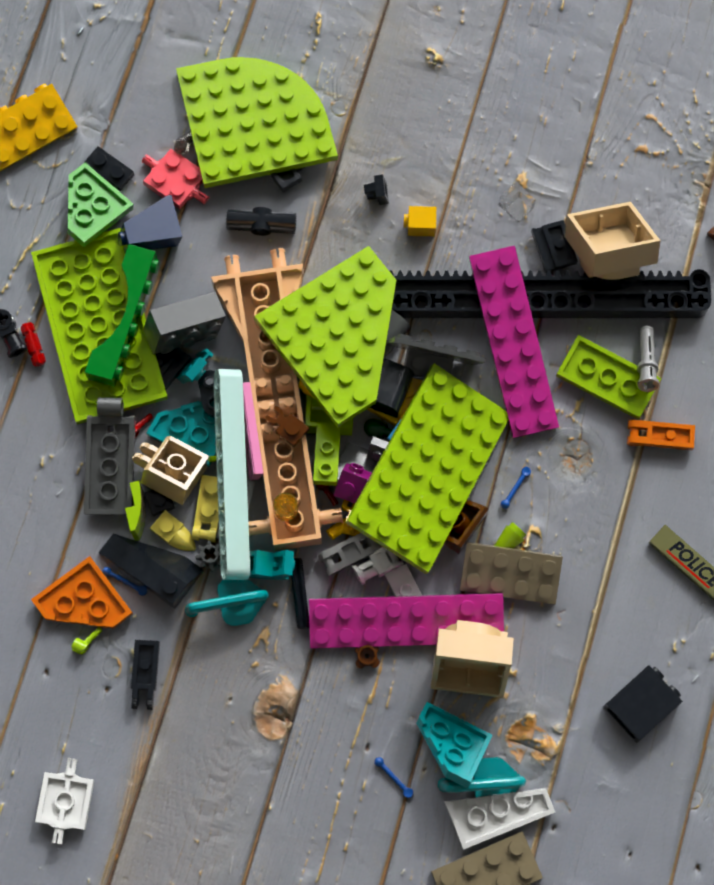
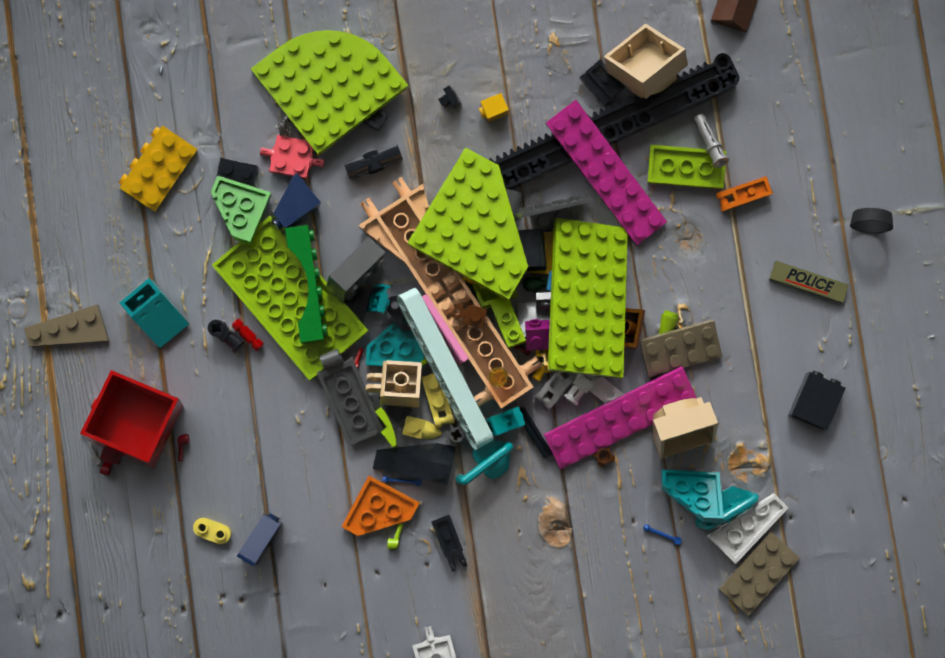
camera: 20 degrees left, 10 degrees up
(526, 471) = (656, 266): blue hinge -> none

